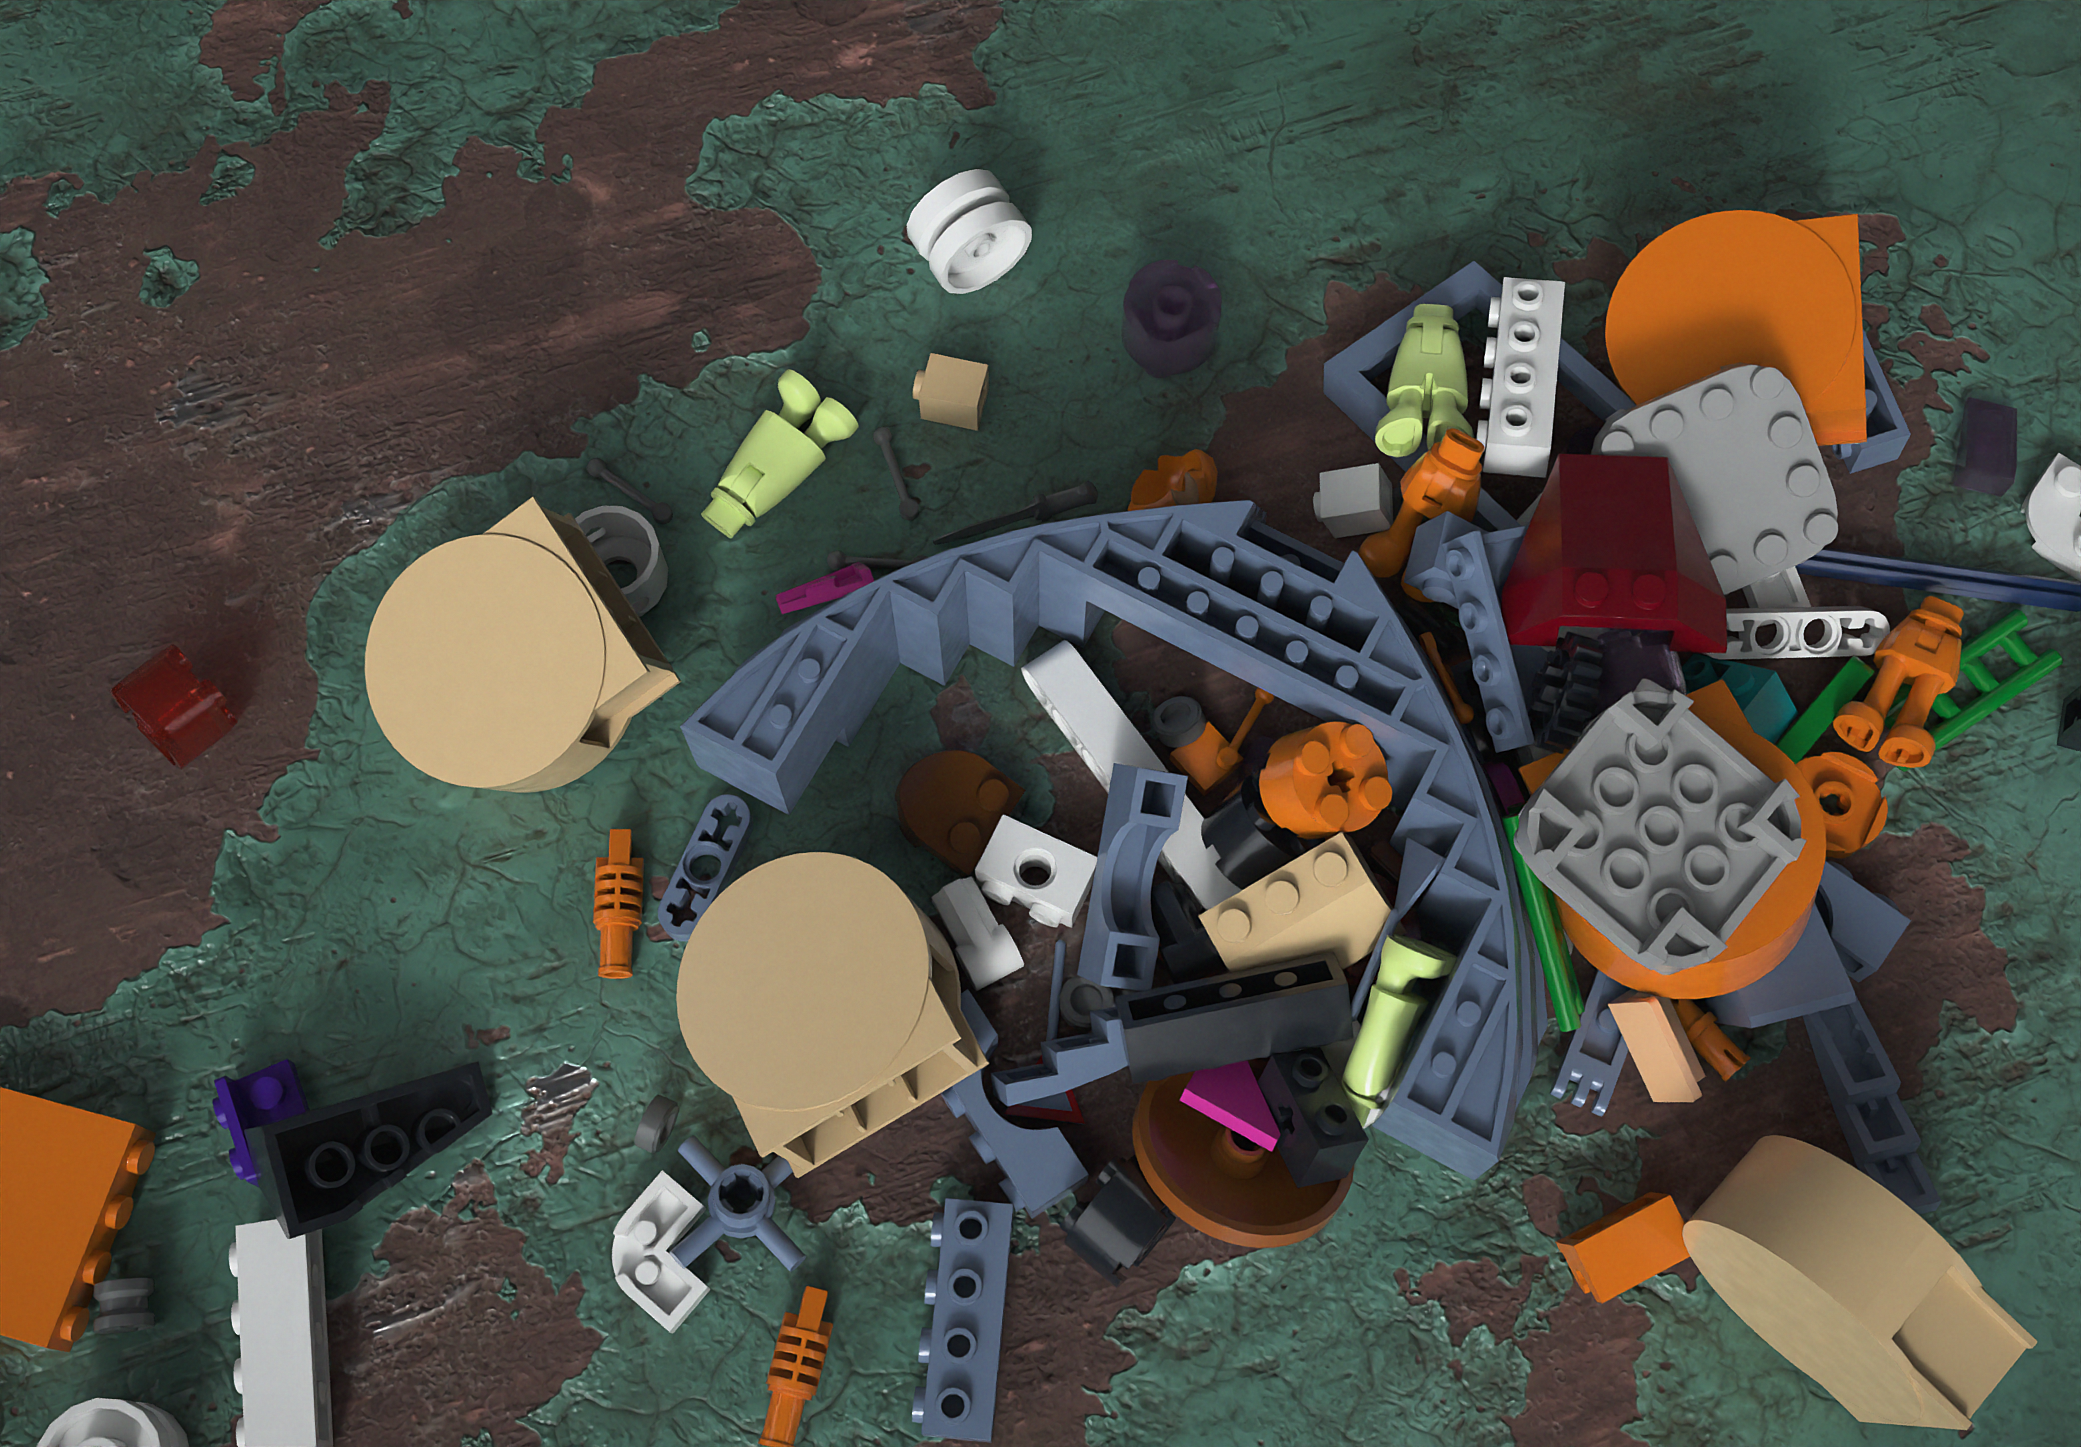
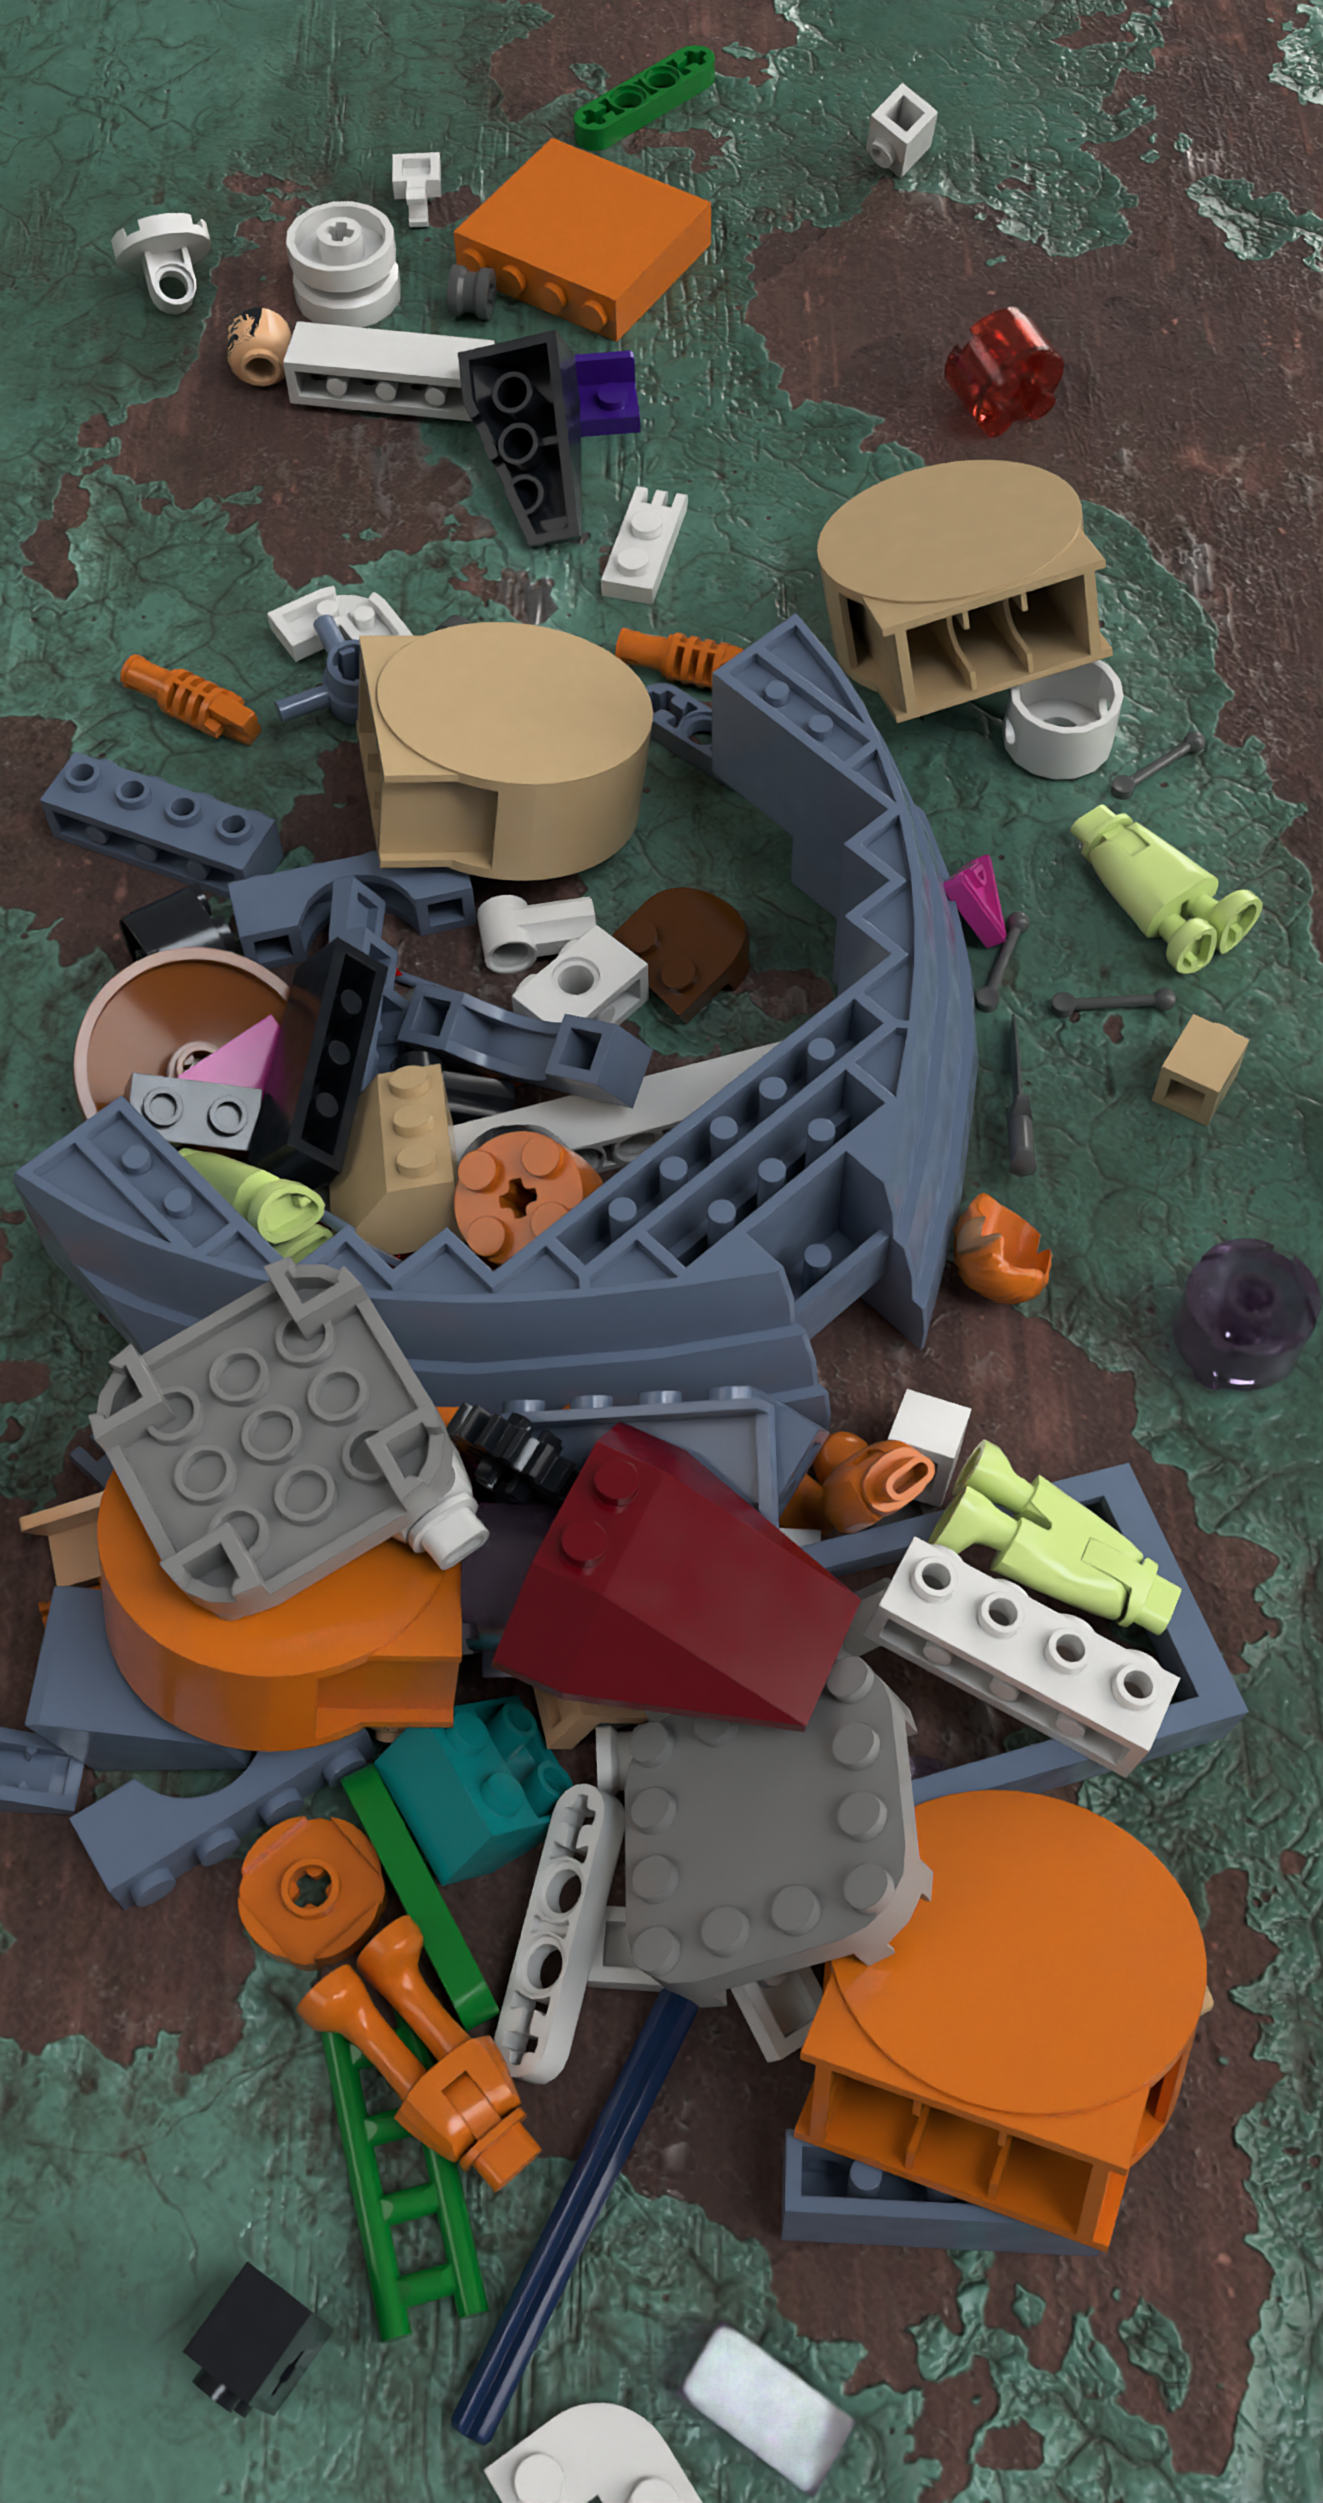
camera: 110 degrees right, 10 degrees down
(465, 1001) = (643, 546): none -> white hinge

